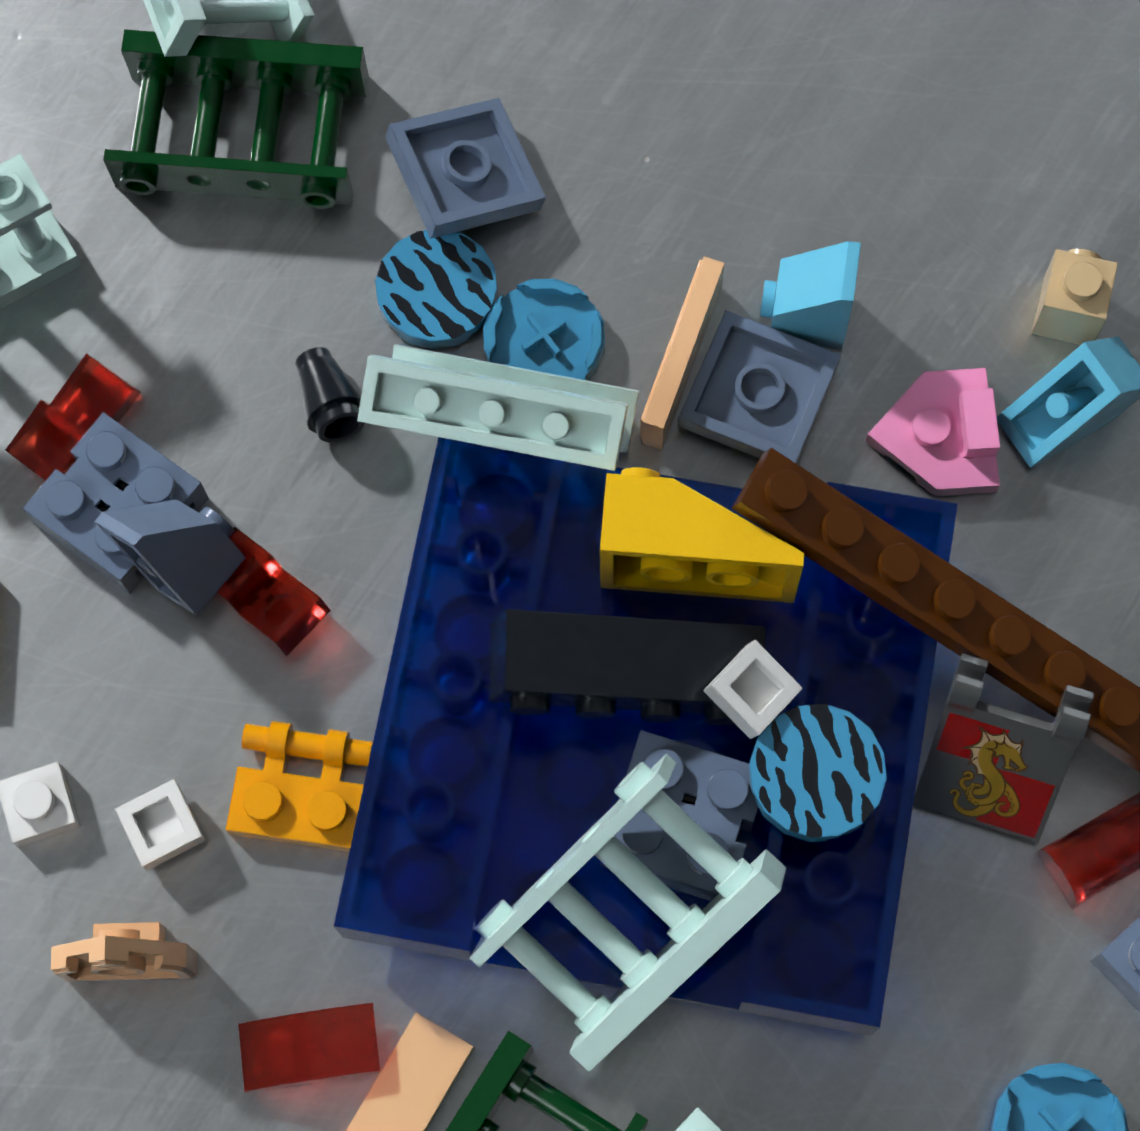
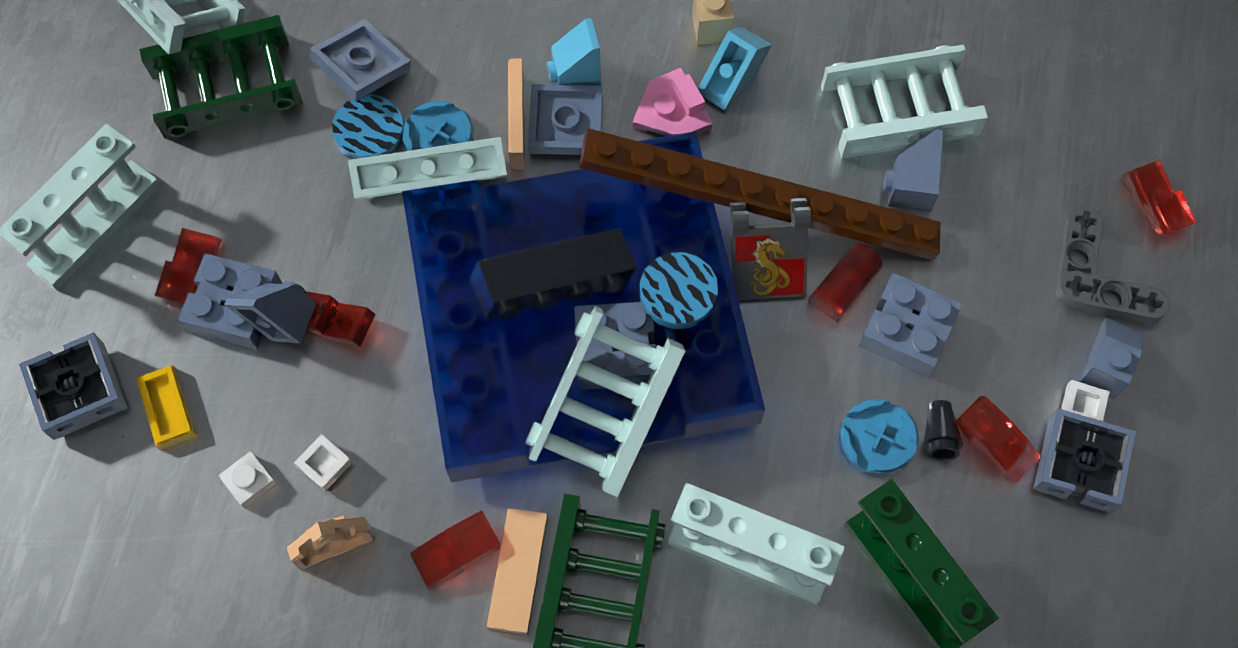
camera: 25 degrees left, 5 degrees down
(298, 807) = (399, 425): light orange plate -> none
(327, 396) = (331, 204): black cone -> none
(680, 542) = (563, 200): yellow slope -> none
(753, 689) = (627, 259): white plate -> none

